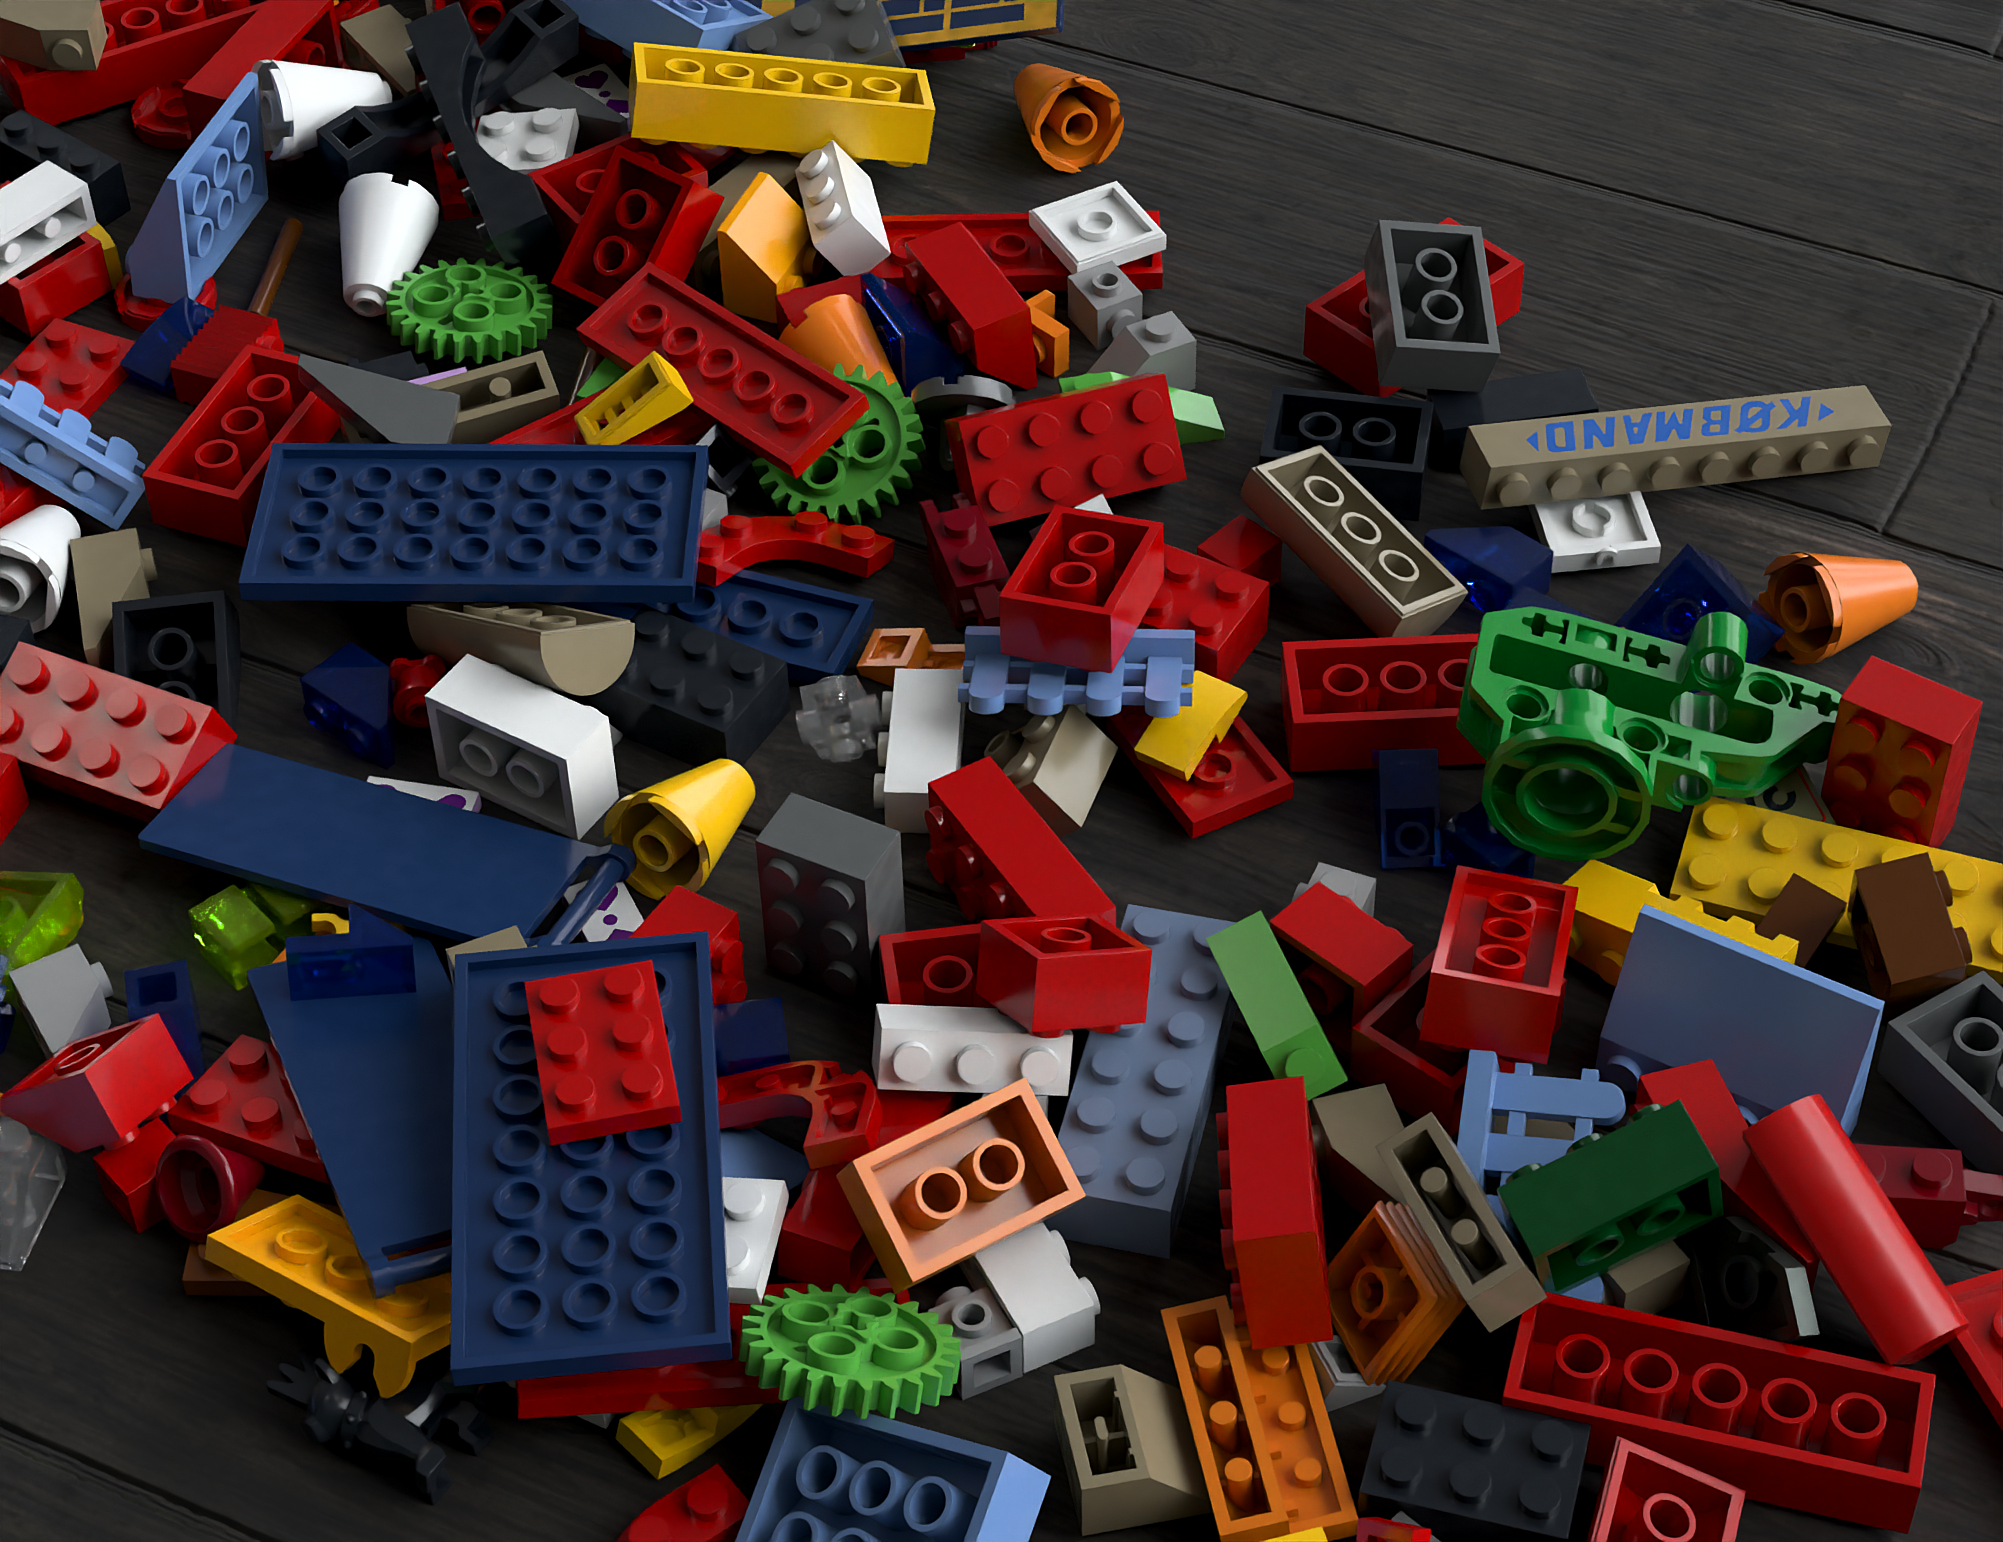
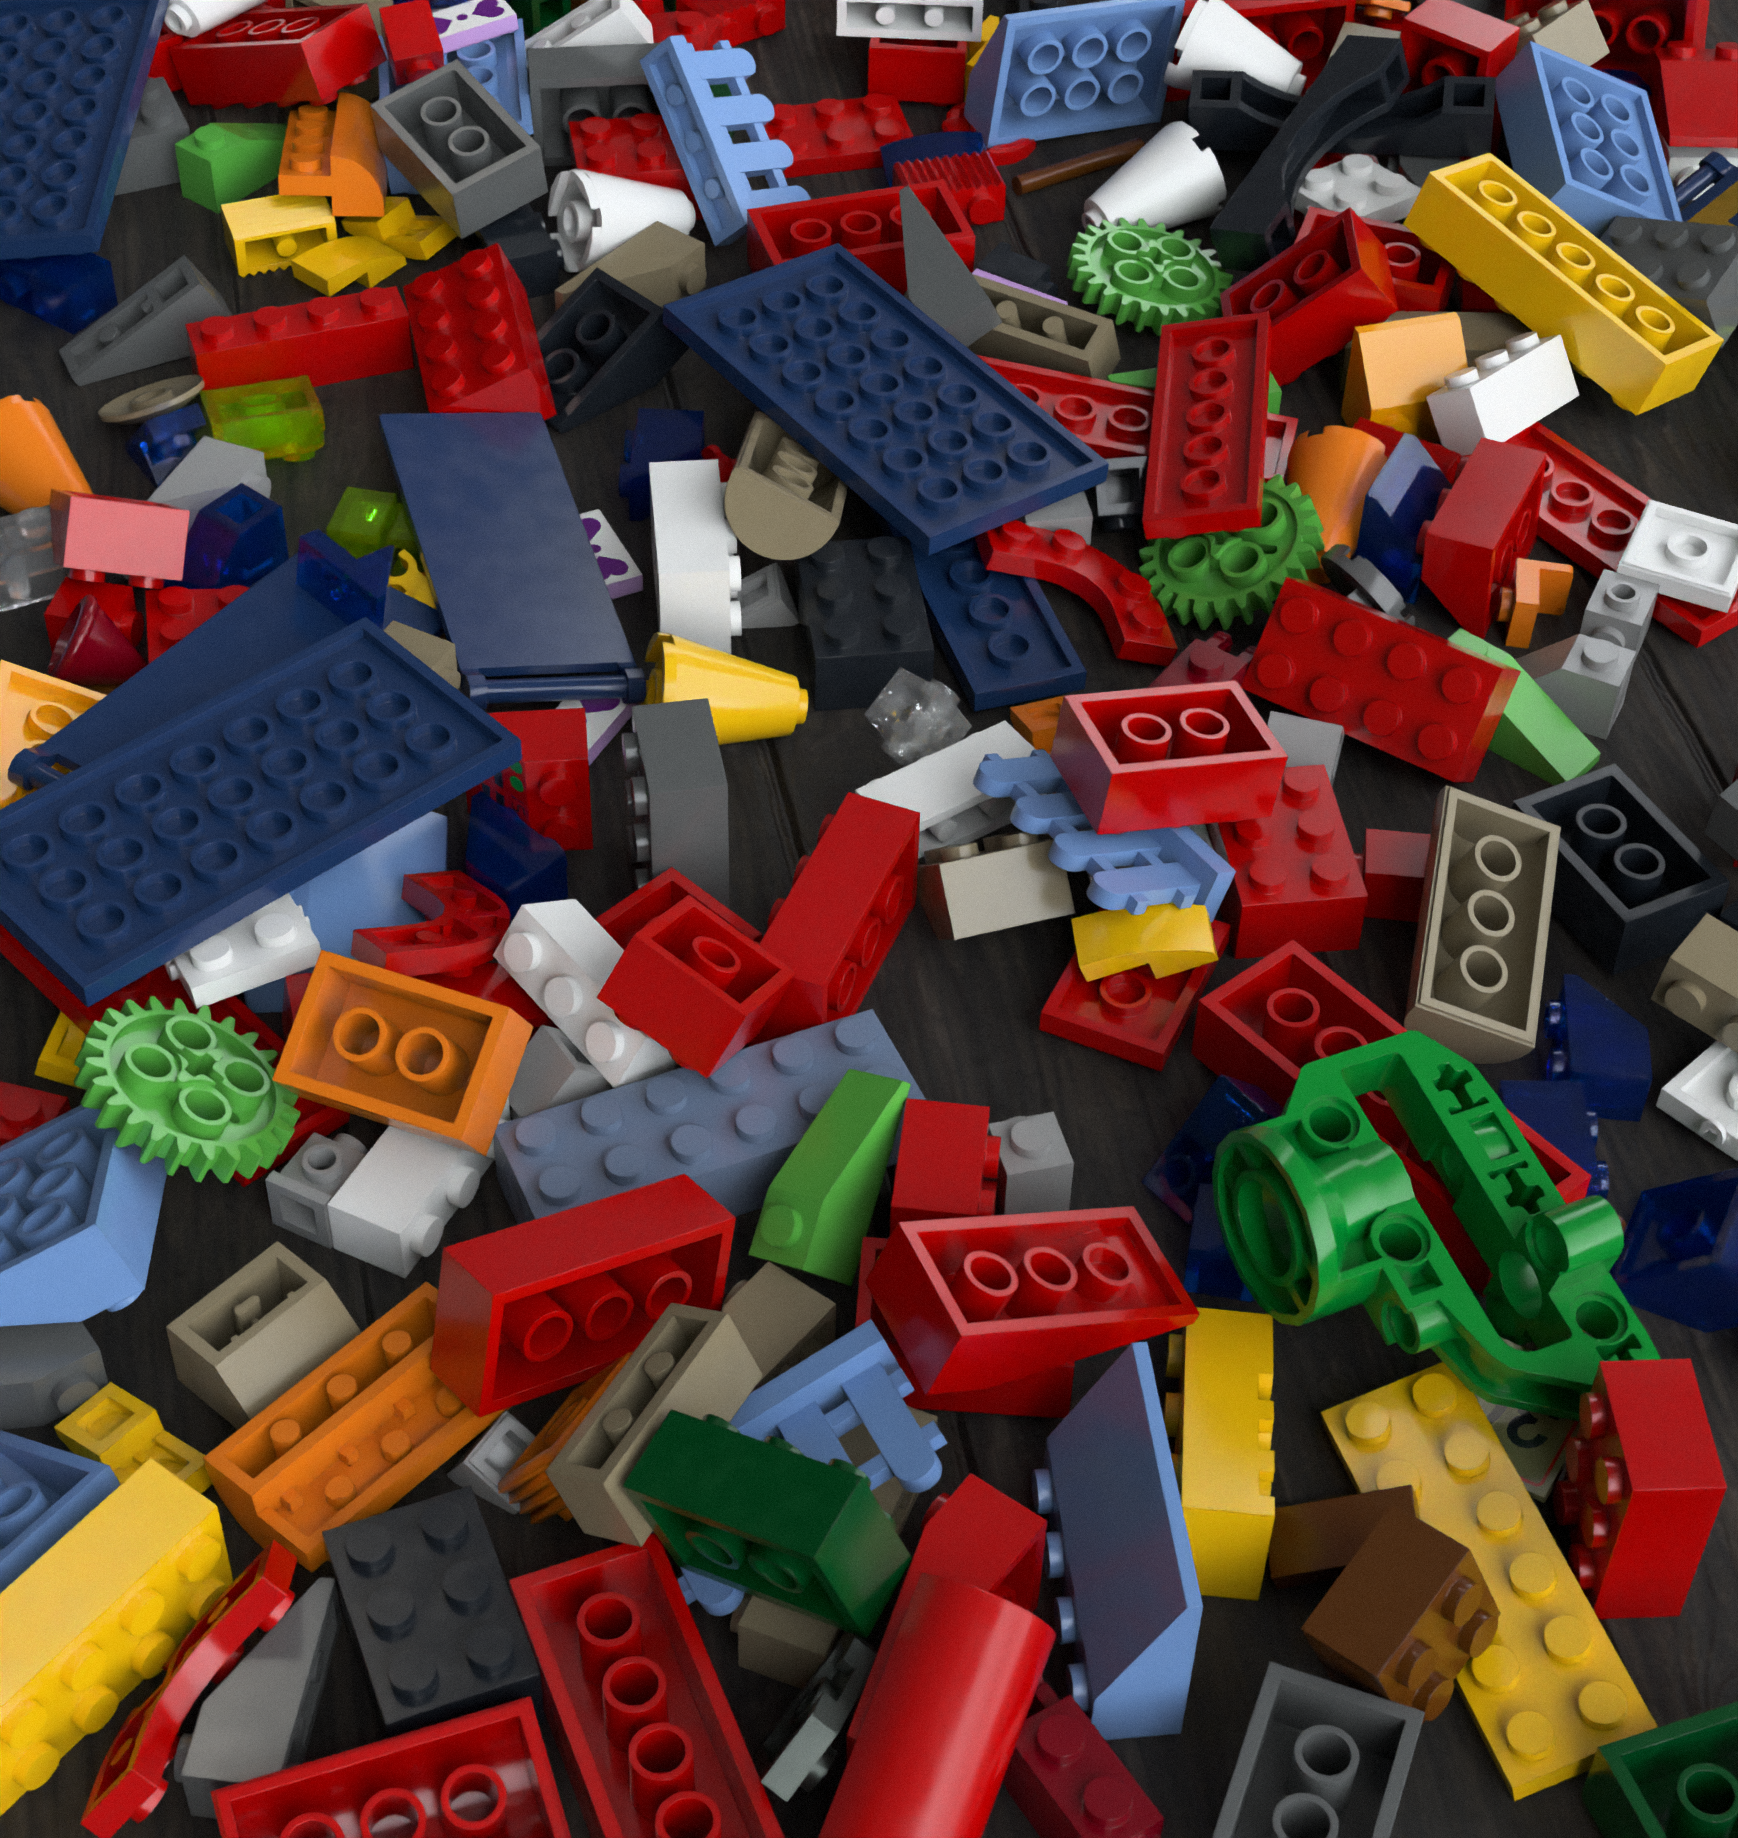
camera: 50 degrees right, 0 degrees up
(602, 1052) = (324, 747): red plate -> none
(646, 392) = (1114, 399): yellow slope -> none

